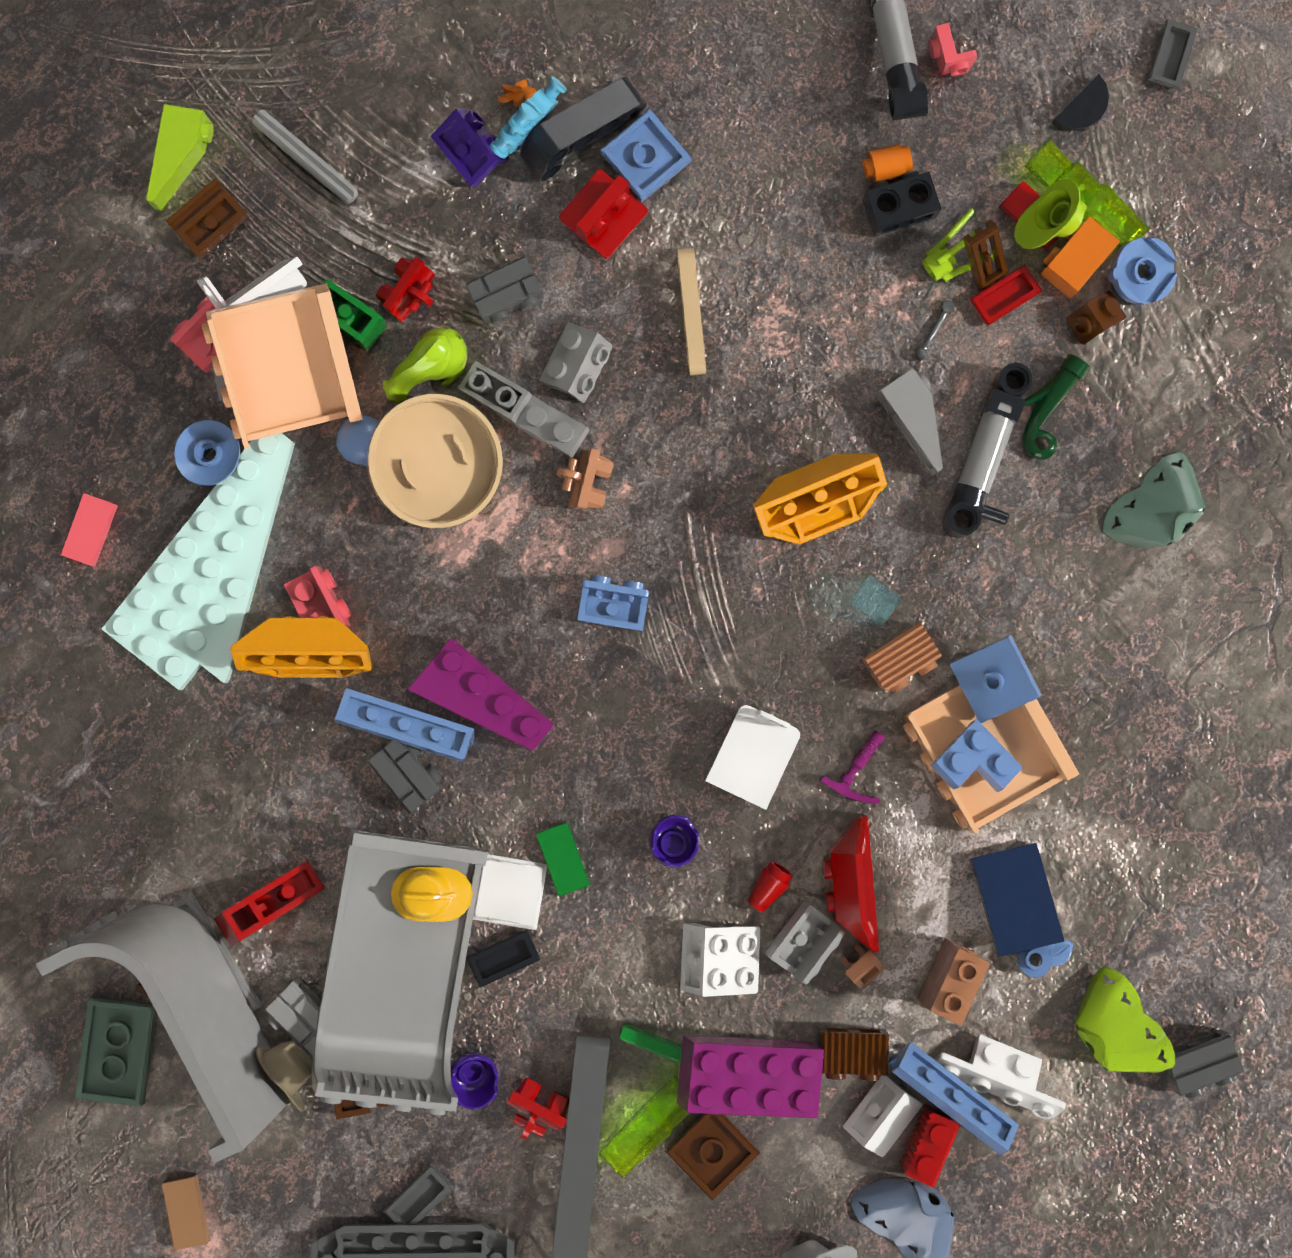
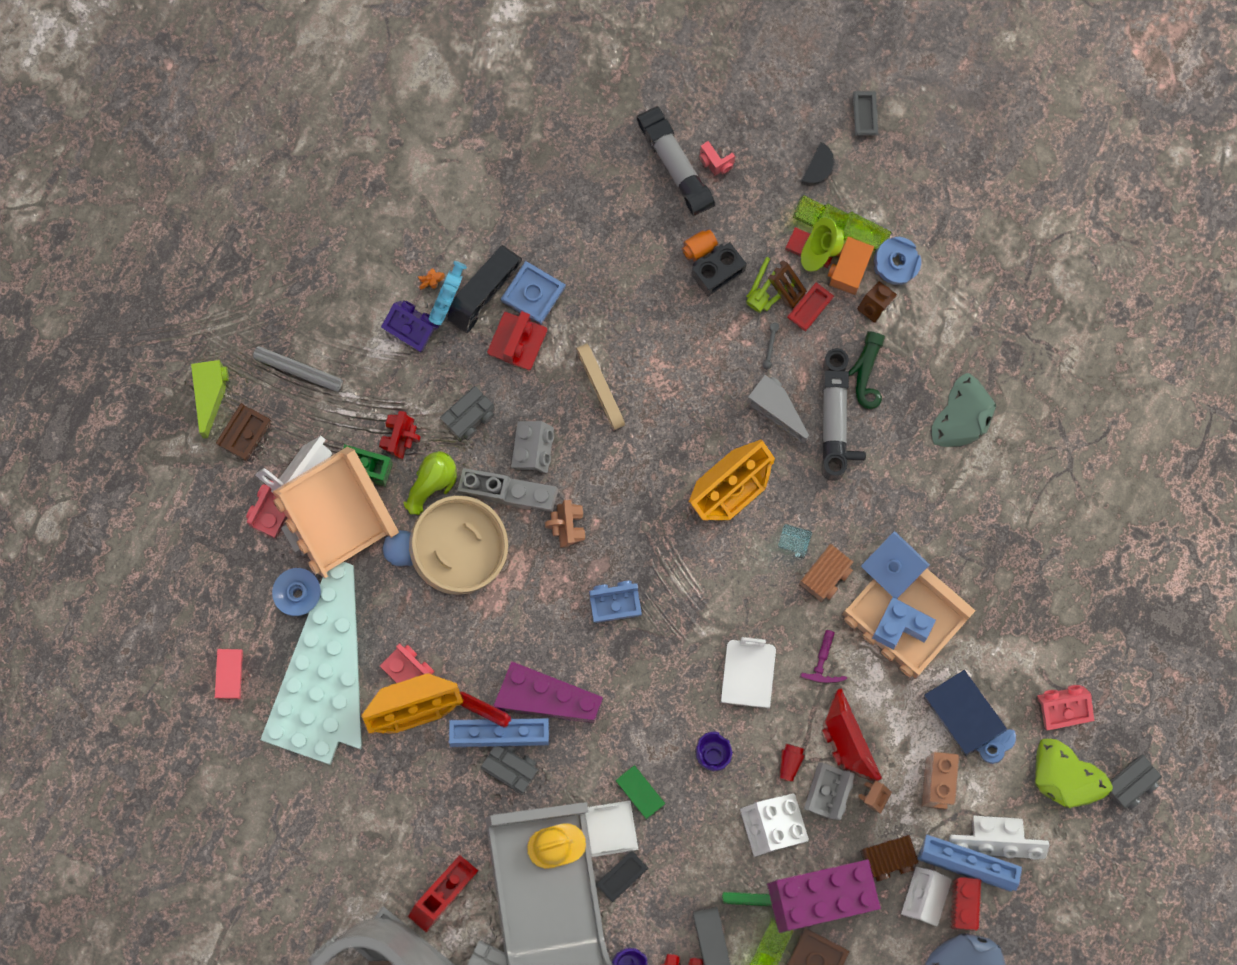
camera: 20 degrees left, 10 degrees down
(395, 689) = (485, 710): none -> red axle
(1151, 936) = (1066, 707): none -> coral bracket

